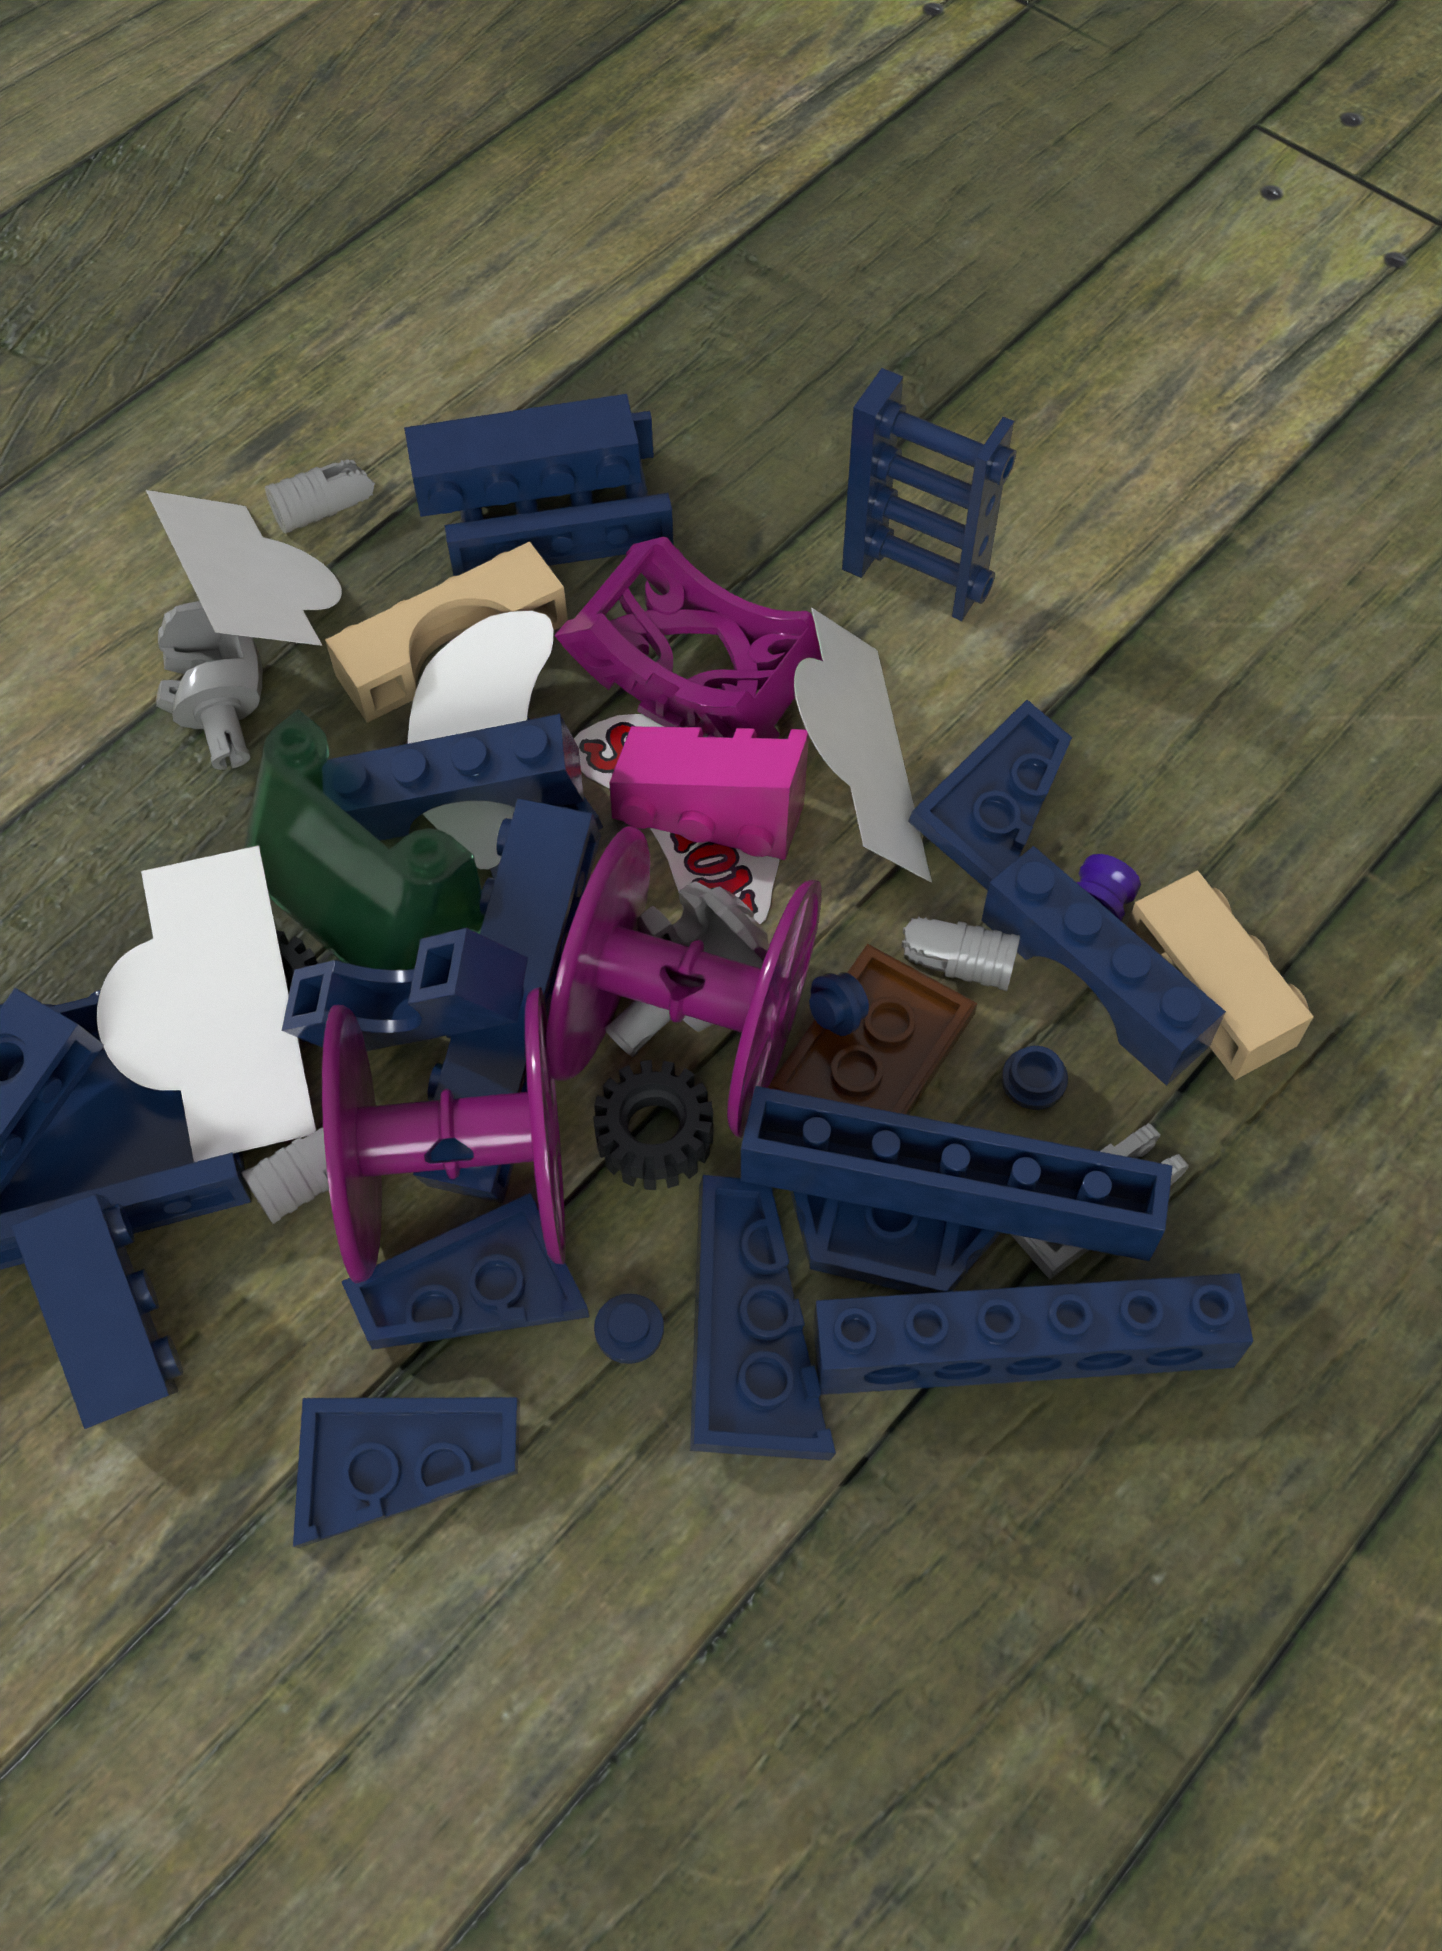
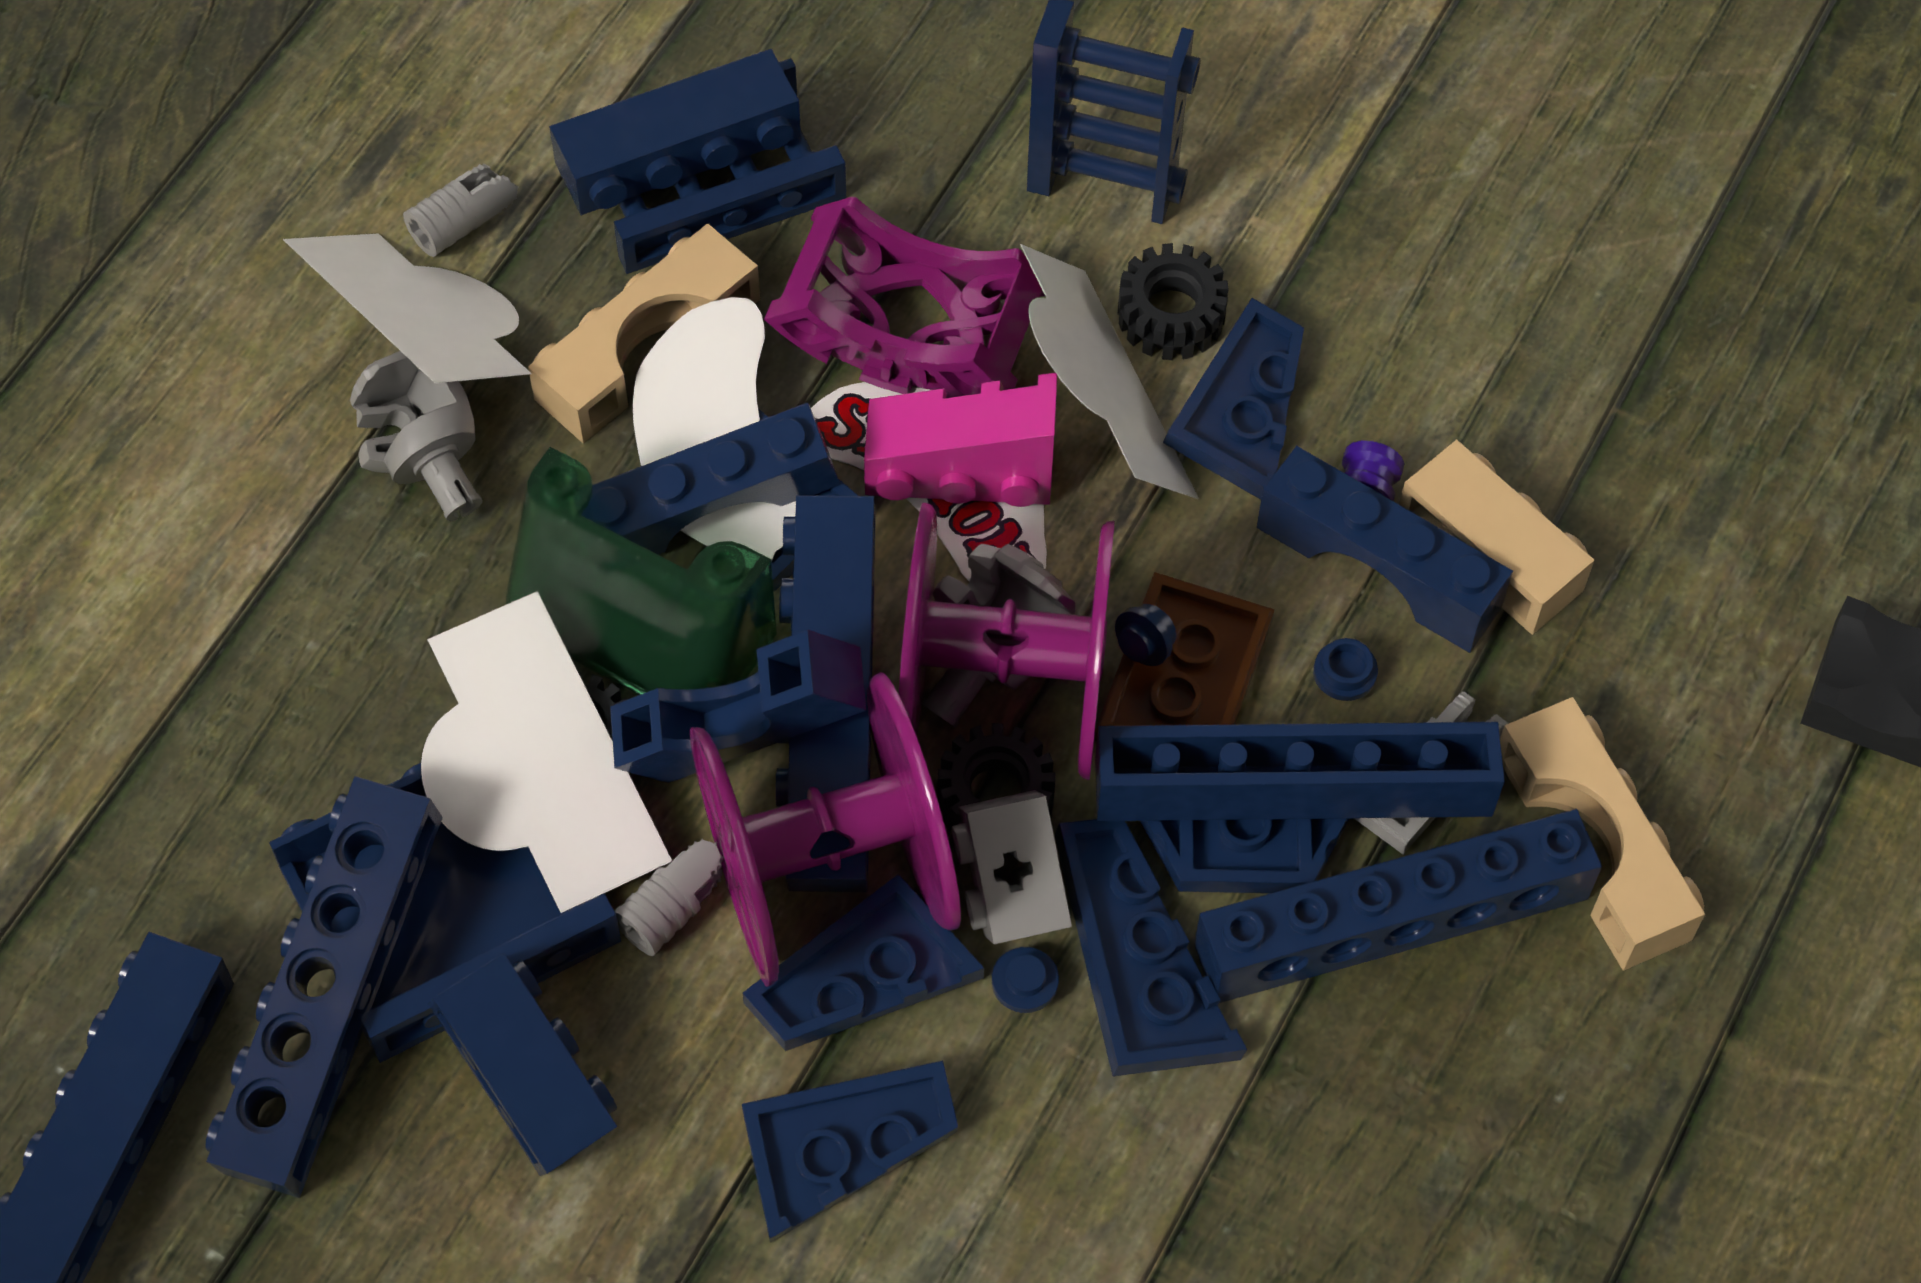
camera: 15 degrees left, 0 degrees up
(647, 1252) = (1037, 896): none -> light grey brick
(957, 665) = (1179, 274): none -> black tyre
(961, 950) = (1248, 561): light grey hinge -> none
(1236, 1218) = (1562, 764): none -> tan arch

